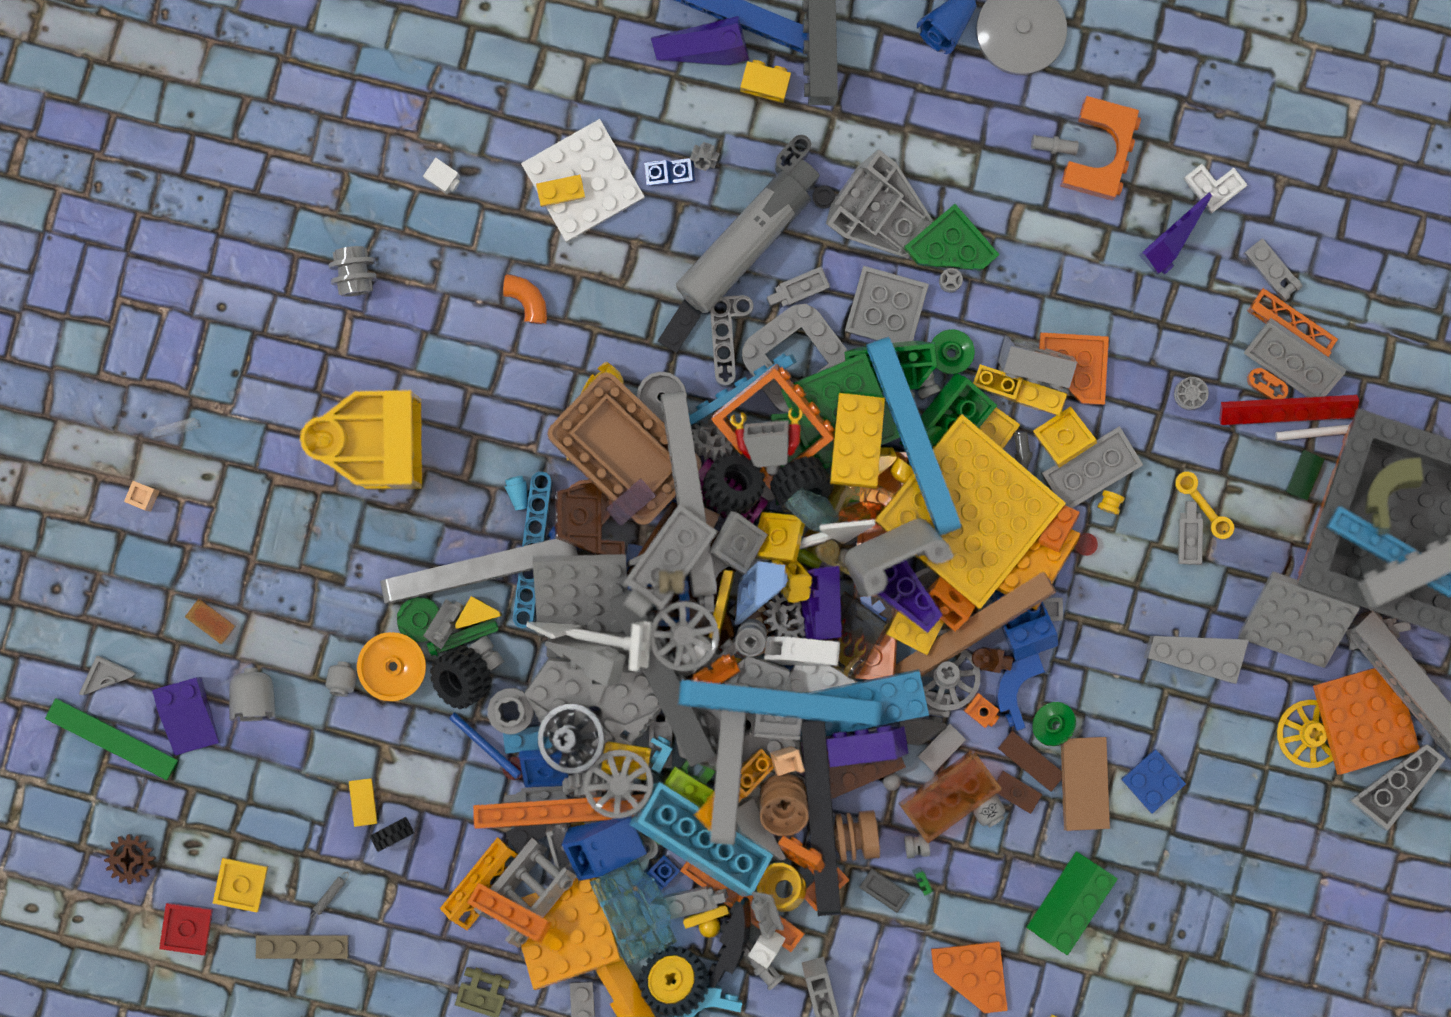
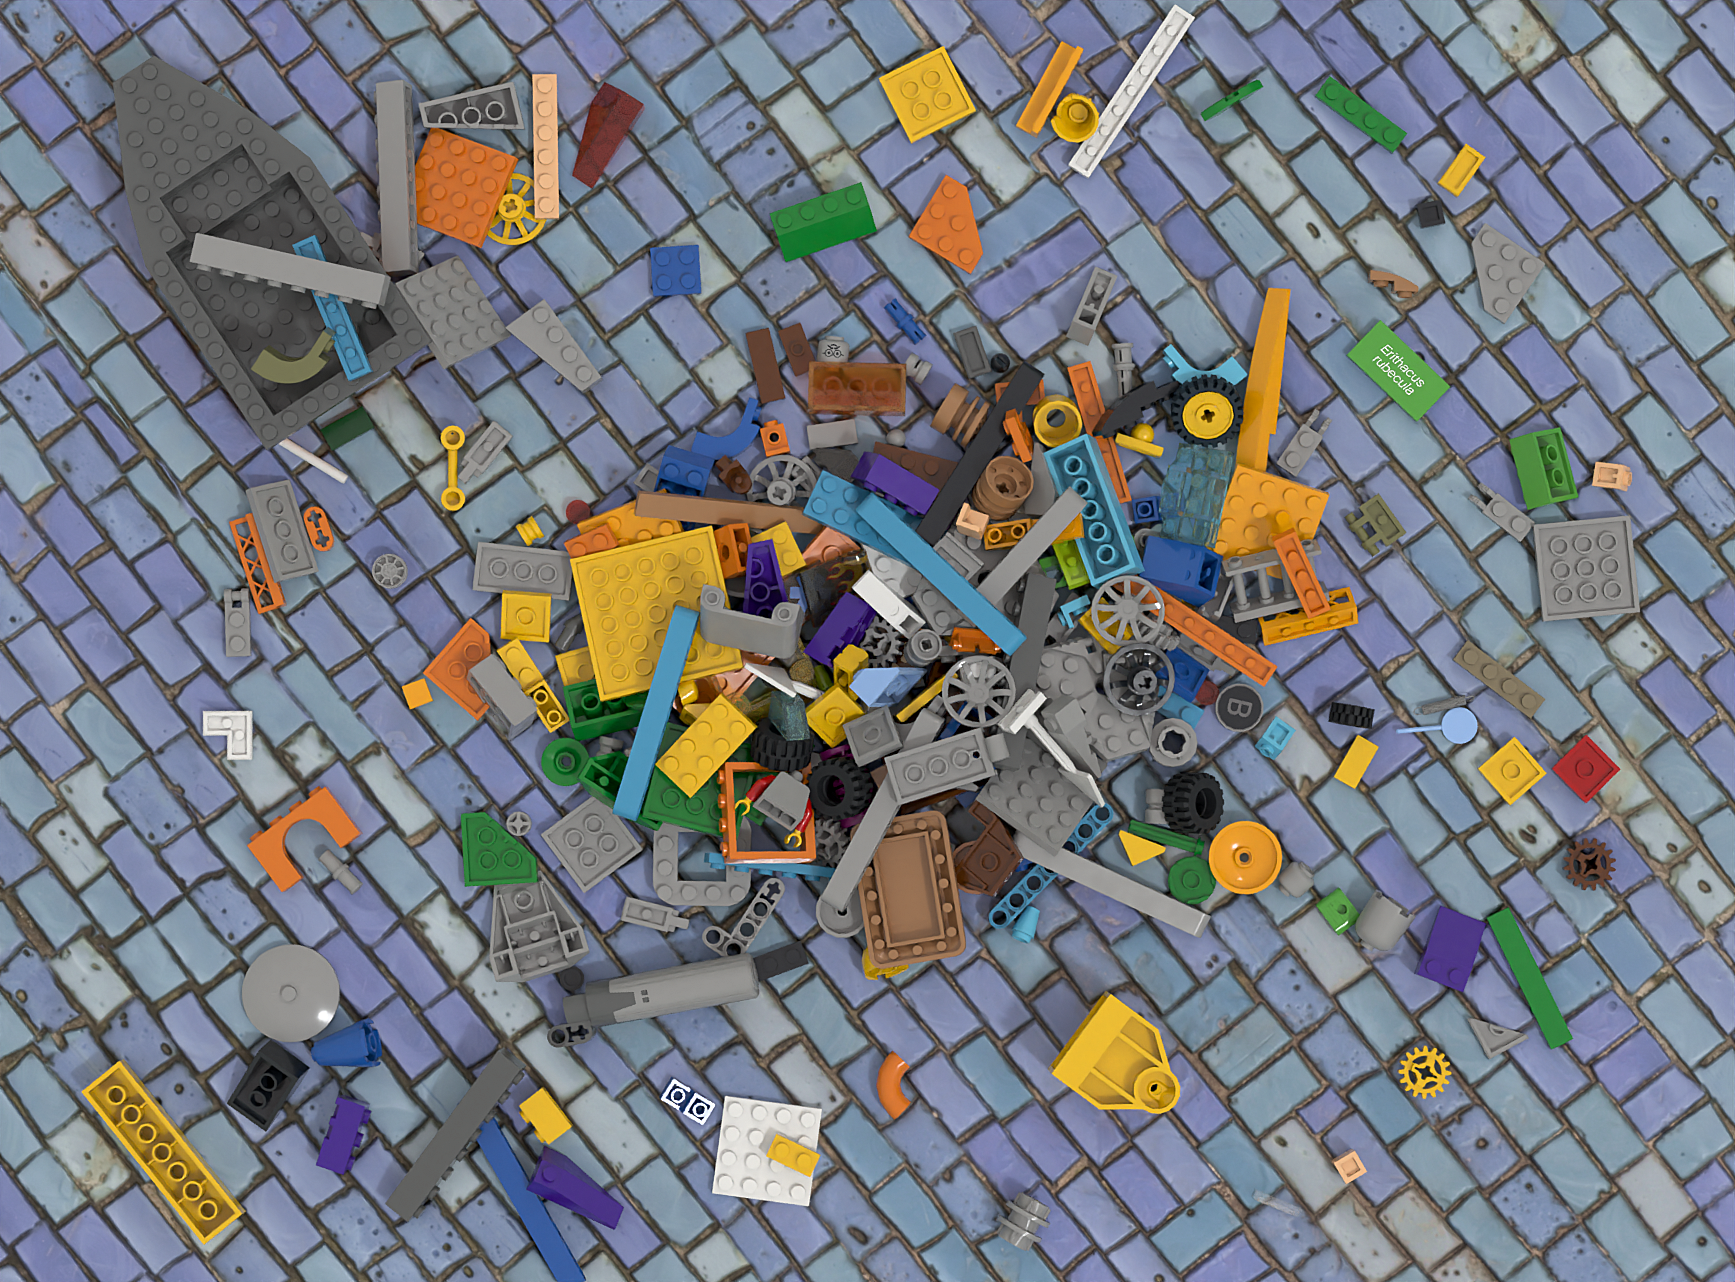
camera: 140 degrees left, 0 degrees up
(134, 600) = (1420, 1082): none -> yellow gear
(210, 621) = (1370, 1014): clear orange plate -> none
(292, 680) = (1338, 911): none -> bright green piece
(307, 887) = (1457, 725): none -> light blue piece
(436, 773) = (1275, 738): none -> medium azure bracket
(442, 176) = (885, 1245): white brick -> none
(443, 623) = (1173, 860): light grey hinge -> none
(480, 776) = (1239, 707): none -> black tile
(485, 745) = (1216, 730): blue bar -> none
(630, 502) = (937, 839): clear purple tile -> none
(677, 581) = (949, 743): dark tan wheel -> none
(695, 901) = (1138, 464): light grey hinge -> none
(704, 156) = (647, 1090): light grey gear -> none
(766, 913) = (1086, 408): light grey hinge -> none
(766, 949) = (1107, 381): white brick -> none
(857, 893) = (996, 366): none -> black hinge
(861, 511) = (748, 683): clear orange plate -> none
(922, 881) = (934, 336): green tile -> none
(952, 875) = (905, 321): none -> blue pin
(1048, 717) = (723, 390): green dish -> none
(1085, 784) = (734, 312): medium nougat tile -> none
(1099, 319) = (417, 693): none -> light orange tile
(1168, 246) = (311, 711): dark purple wedge -> none
(1288, 409) = (318, 494): red plate -> none
(1288, 851) = (606, 128): none -> clear red wedge
(1323, 800) = (545, 146): none -> light nougat plate

